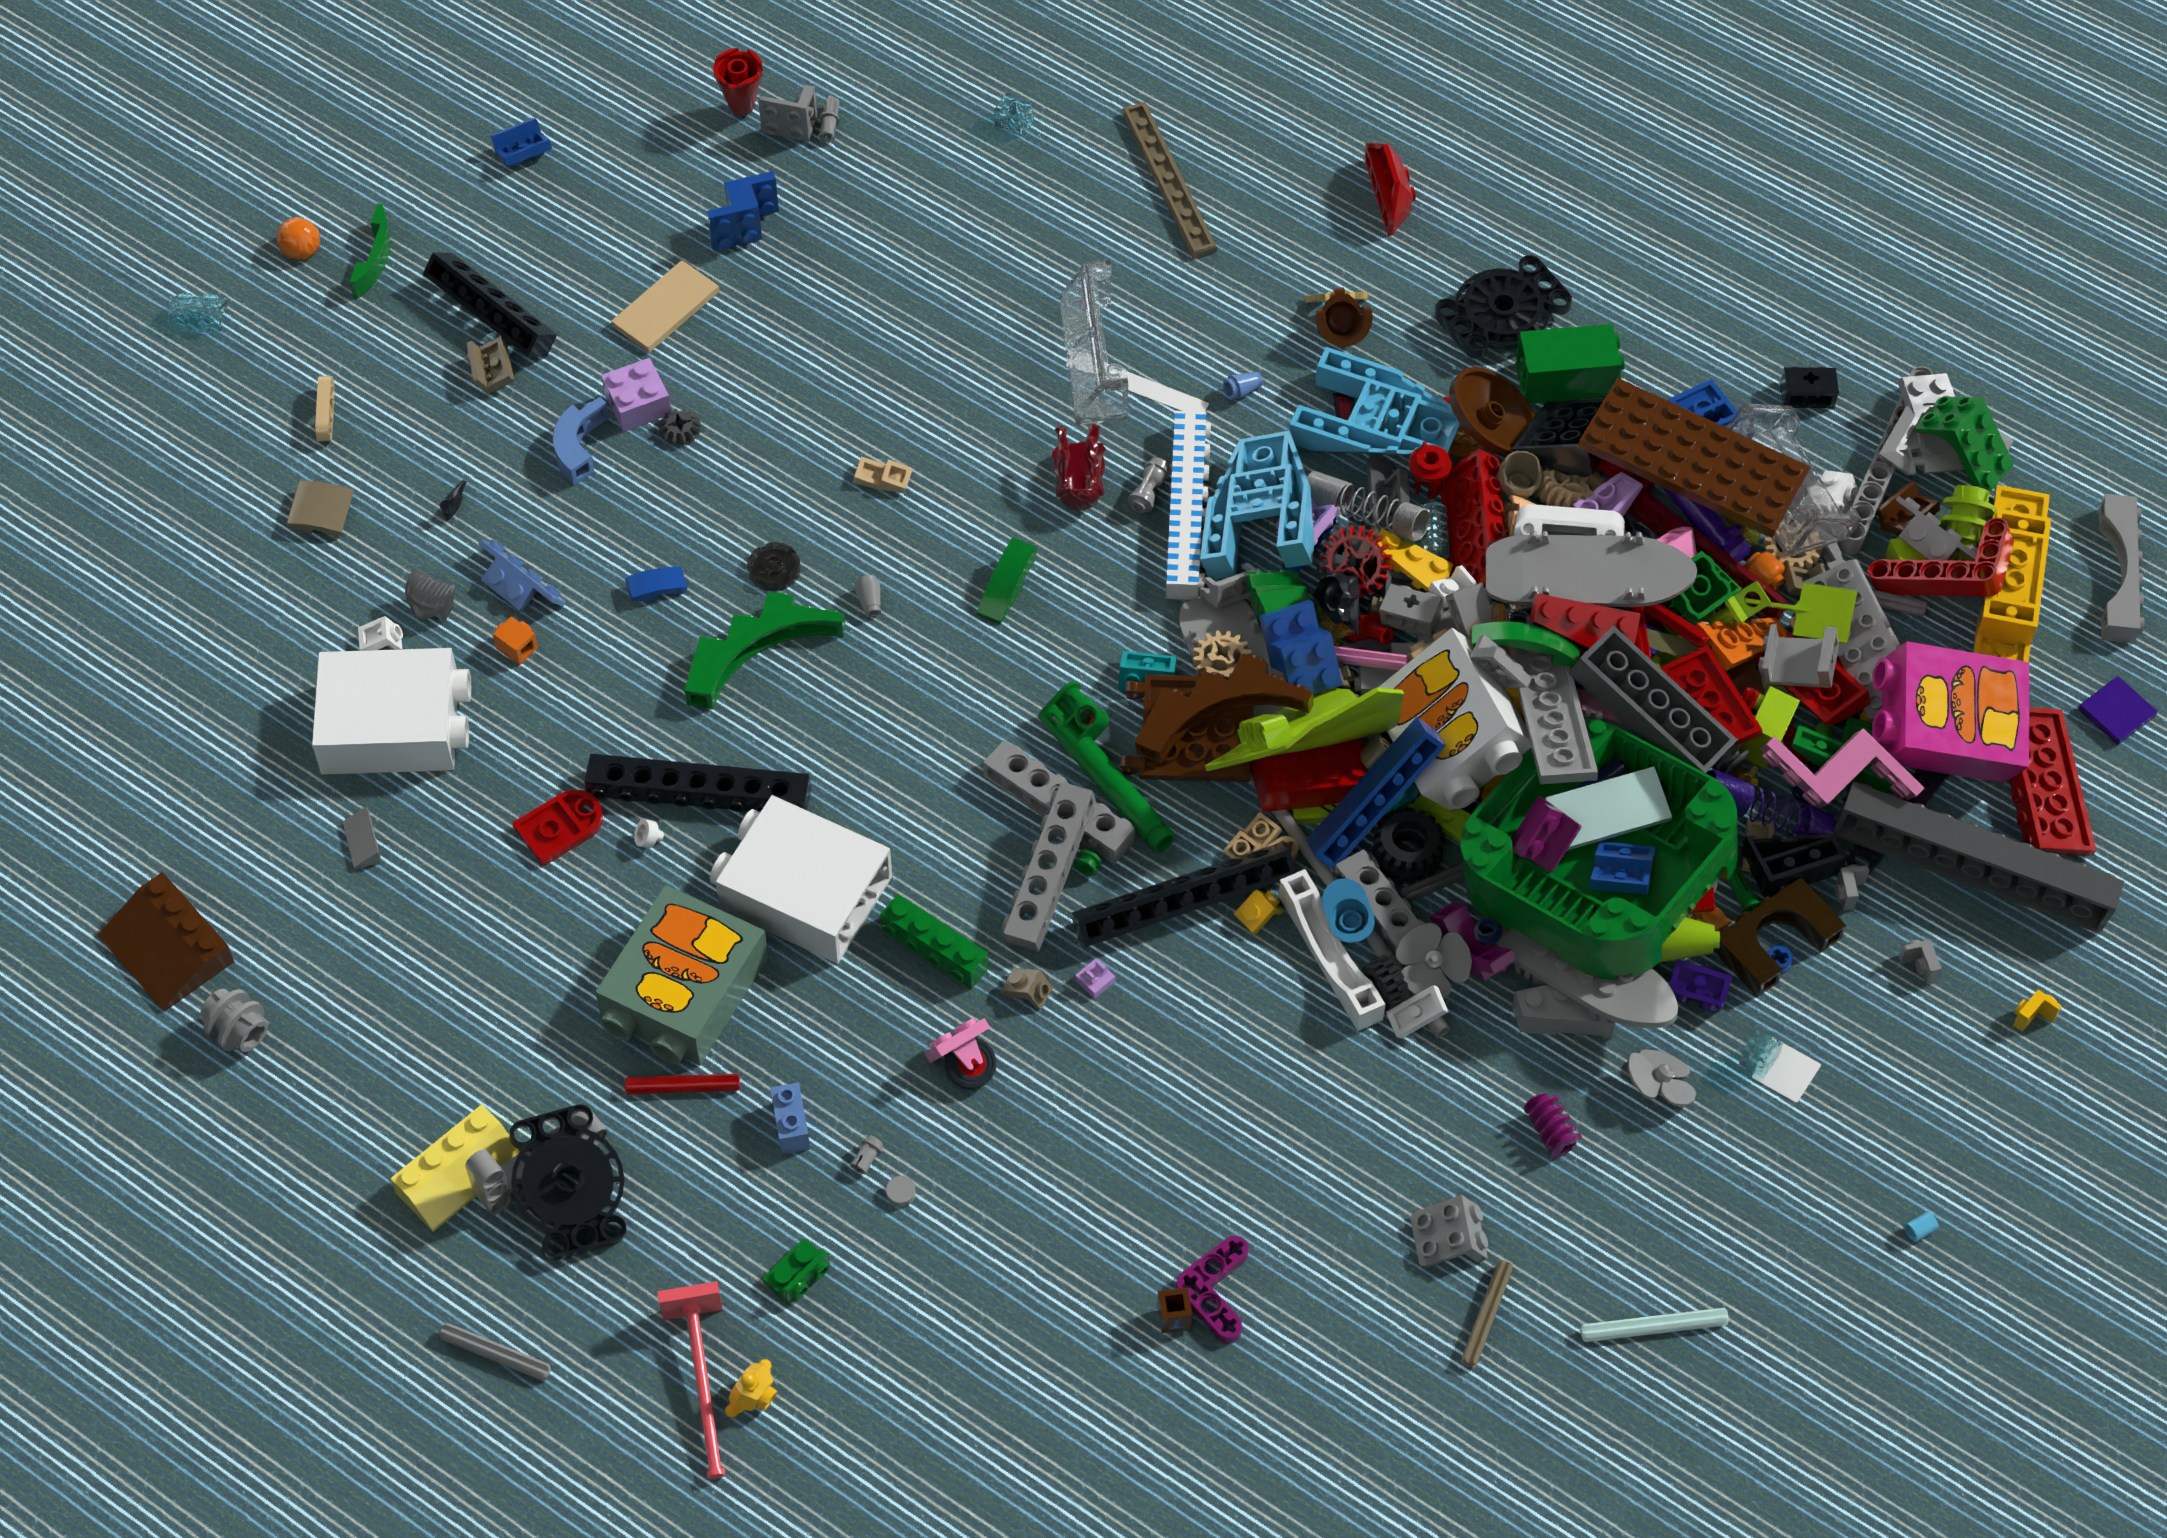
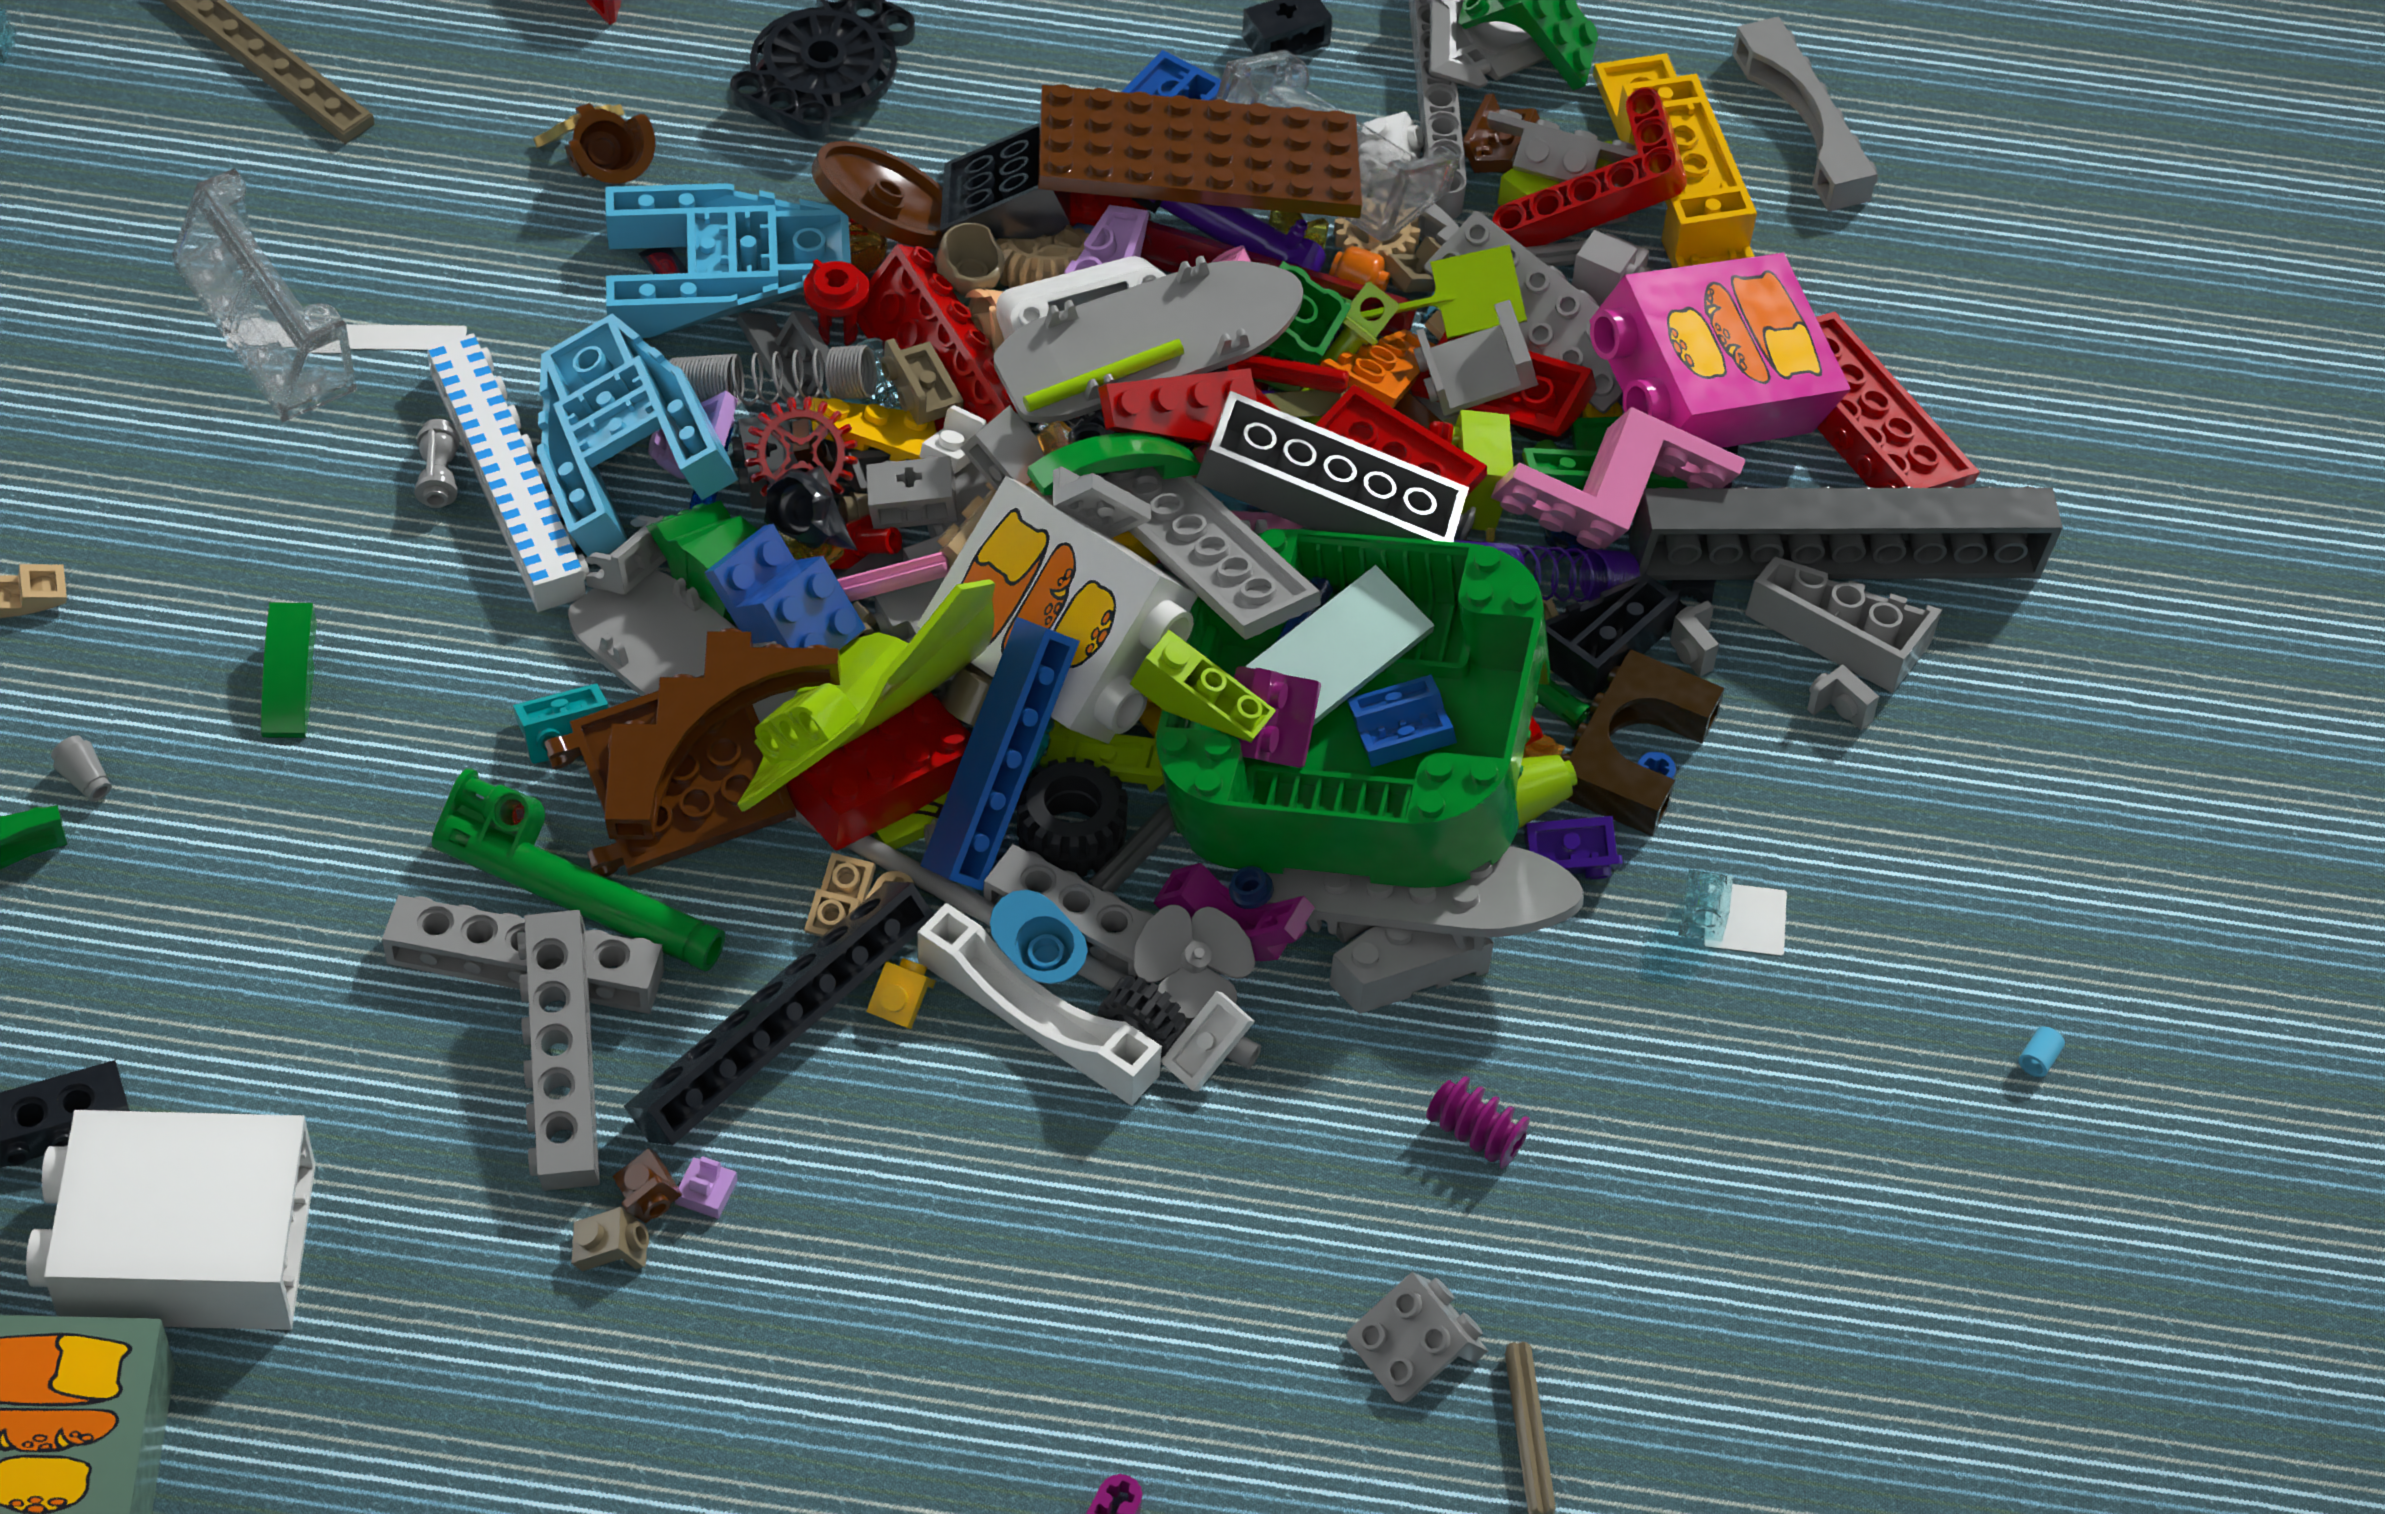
camera: 30 degrees left, 5 degrees down
(934, 941) = (433, 1231): green brick -> none
(968, 1059) = (572, 1385): plate -> none
(1061, 964) = (646, 1186): none -> reddish brown bracket
(1079, 469) = (322, 476): dark red hair -> none
(1087, 862) = (611, 1024): green bush -> none
(1223, 653) = (666, 653): tan gear -> none
(1241, 384) = (501, 285): medium blue cone -> none
(1452, 542) = (920, 381): none -> dark tan bracket
(1503, 803) = (1198, 690): none -> lime slope
(1553, 585) = (1117, 369): none -> lime bar
(1568, 363) = (953, 98): green brick -> none
(1654, 1073) = (1581, 991): light grey piece -> none
(1654, 1324) = (1766, 1343): light aqua axle -> none
(1926, 625) = (1605, 262): none -> light grey brick
(1949, 913) = (1842, 621): none -> light grey wedge
(1967, 511) = (1581, 102): lime piece -> none
(2038, 1003) = (2025, 695): yellow bracket -> none
(2117, 710) = (1900, 289): dark purple tile -> none

